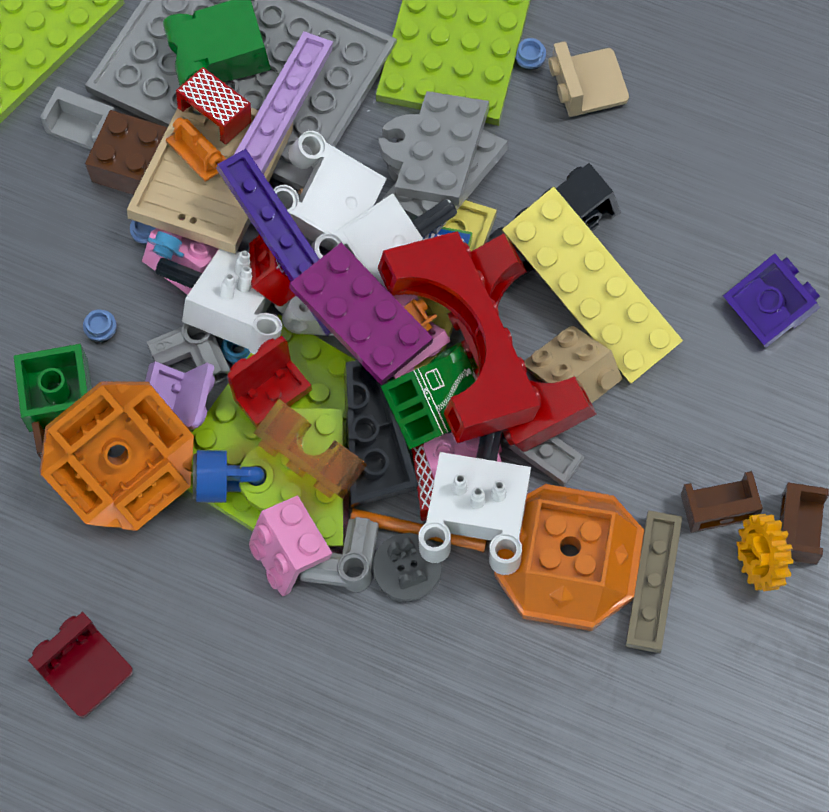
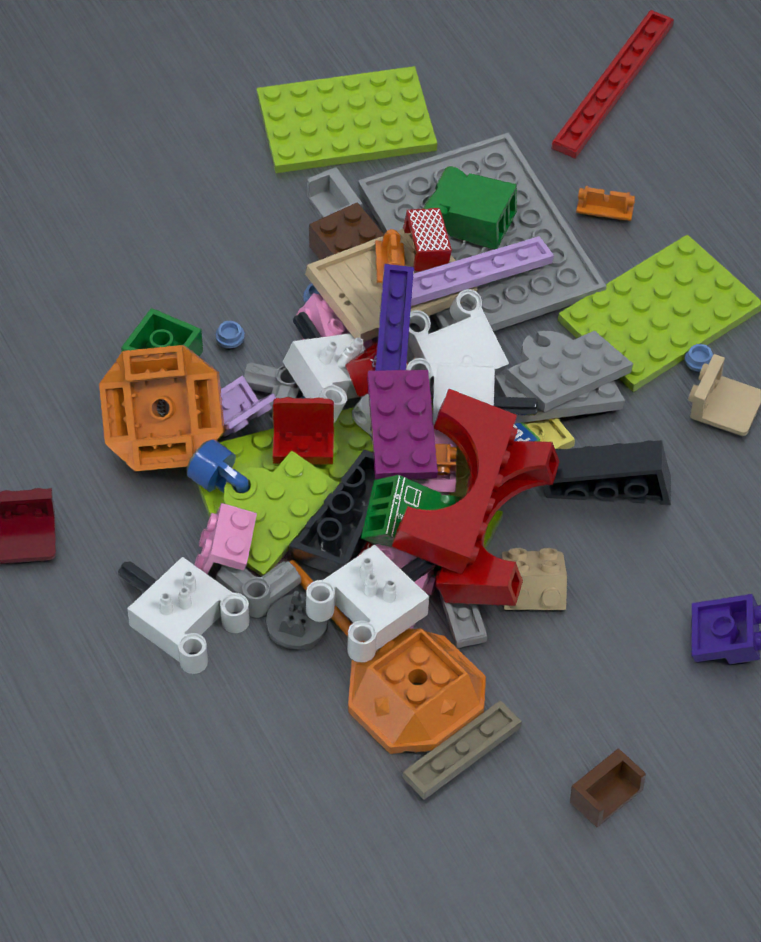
camera: 35 degrees right, 15 degrees down
(166, 245) = (313, 305): dark azure plate -> none
(284, 433) = (282, 465): clear orange arch -> none
(296, 635) = (181, 608): none -> white piece
(592, 284) = (594, 527): light yellow plate -> none
(721, 504) = (558, 737): reddish brown panel -> none
(764, 552) = (556, 779): light orange gear -> none

